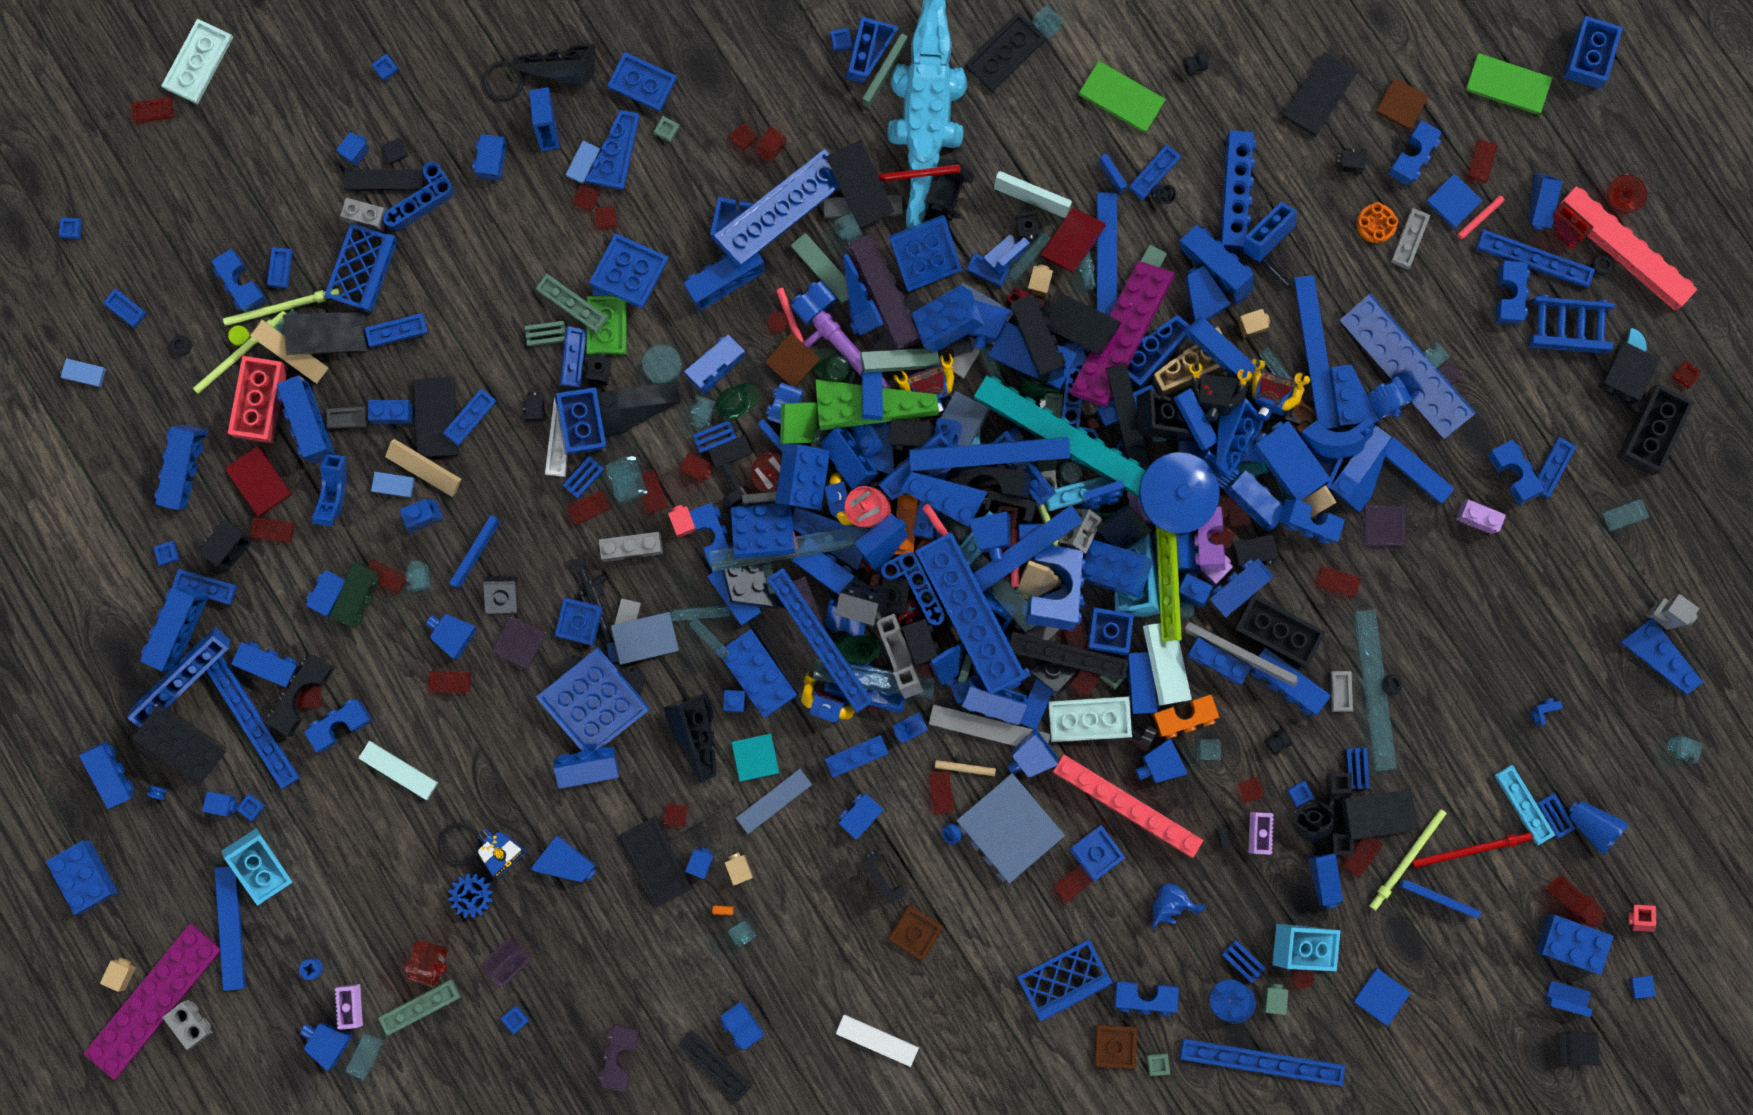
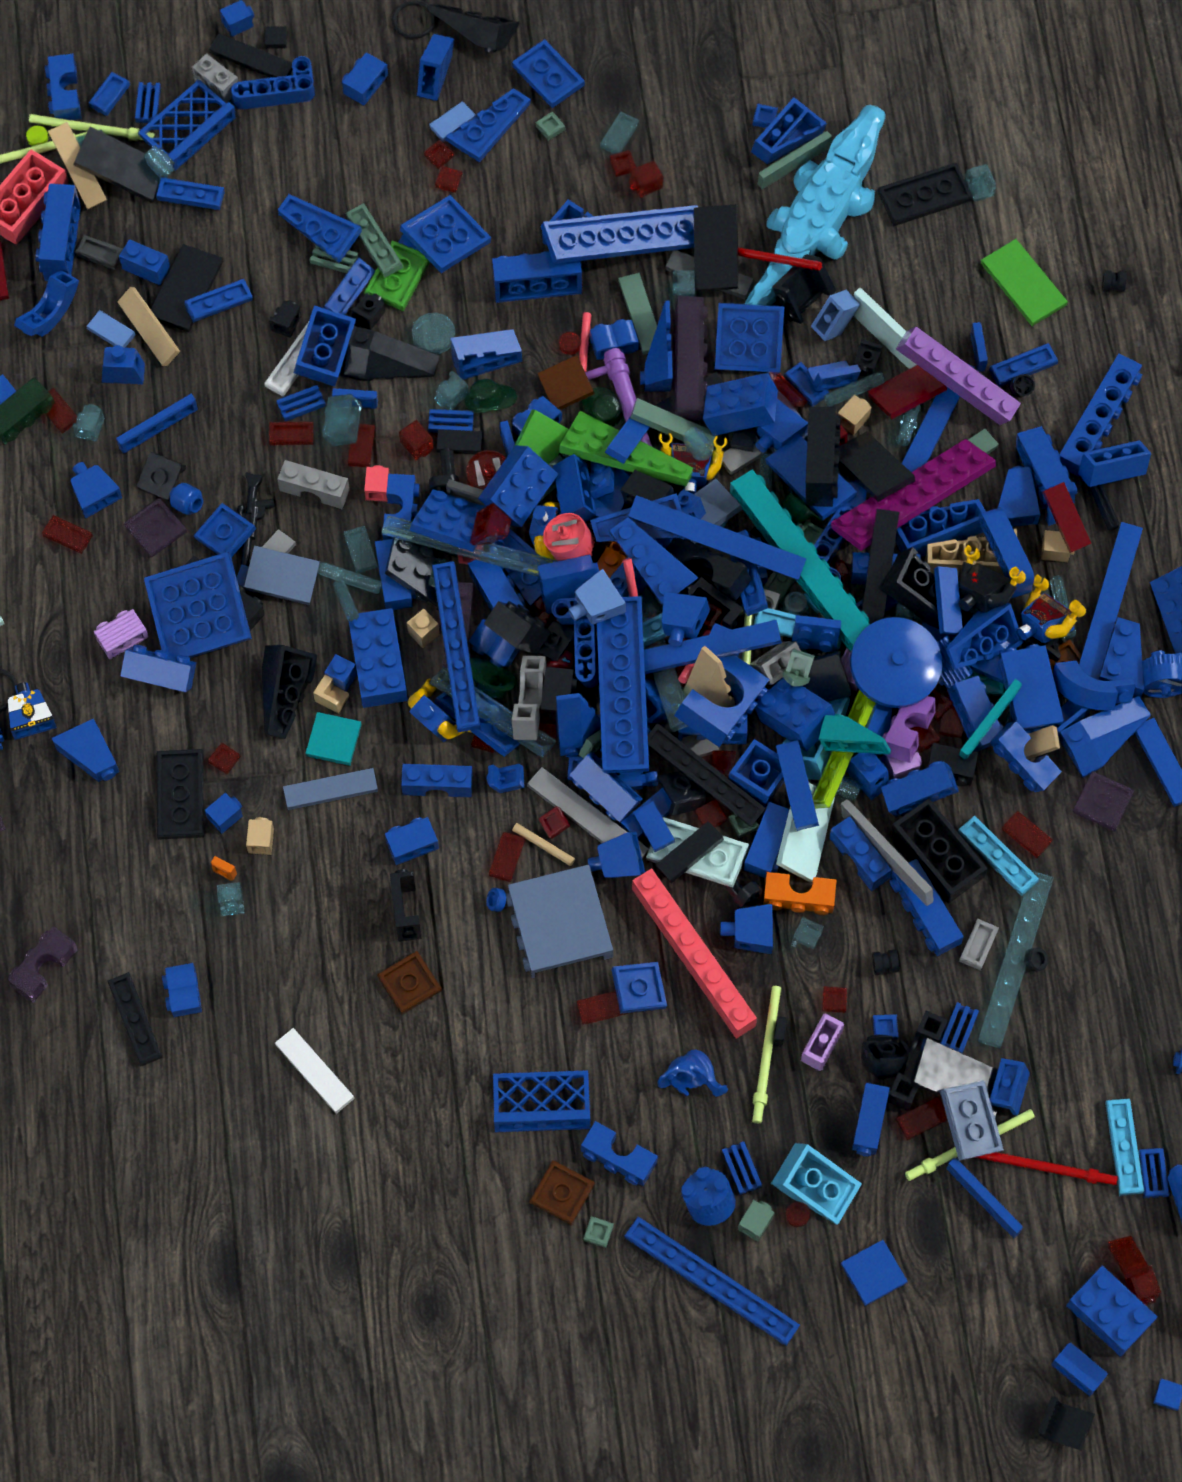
camera: 25 degrees right, 15 degrees down
(311, 246) = (148, 88): none -> blue tile
(357, 316) = (159, 161): none -> clear light blue brick
(527, 313) = (323, 228): none -> blue wing
(532, 607) = (186, 498): none -> blue head
(539, 749) = (120, 633): none -> lavender brick
(635, 450) = (367, 398): none -> blue tile
(696, 584) = (360, 549): none -> clear light blue tile
(727, 110) = (619, 133): none -> clear light blue tile
(735, 722) = (330, 695): none -> tan panel
(782, 631) = (423, 628): none -> tan brick
(798, 525) = (490, 525): none -> clear red slope
(919, 554) = (597, 600): none -> medium blue torso
(930, 370) = (698, 444): none -> clear light blue brick
(965, 746) = (554, 822): none -> dark red tile
(975, 283) = (788, 390): none -> clear red tile
(986, 201) = (835, 315): none -> medium blue brick
(1047, 715) = (654, 826): none -> blue tile
(1085, 724) = (689, 852): none -> black tile
(1102, 533) = (798, 668): none -> sand green tile
(1113, 213) = (958, 376): none -> medium lavender brick
(1148, 633) = (797, 785): none -> blue tile
(1166, 575) = (846, 735): none -> teal slope
(1232, 898) = (760, 1097): none -> yellowish green bar
(1256, 300) = (1066, 517): none -> dark red tile
(1274, 506) = (990, 719): none -> teal tile
(1324, 611) = (998, 855): none -> medium azure tile
(1404, 844) = (971, 1120): none -> sand blue tile
(1418, 800) = (1010, 1085): none -> blue panel

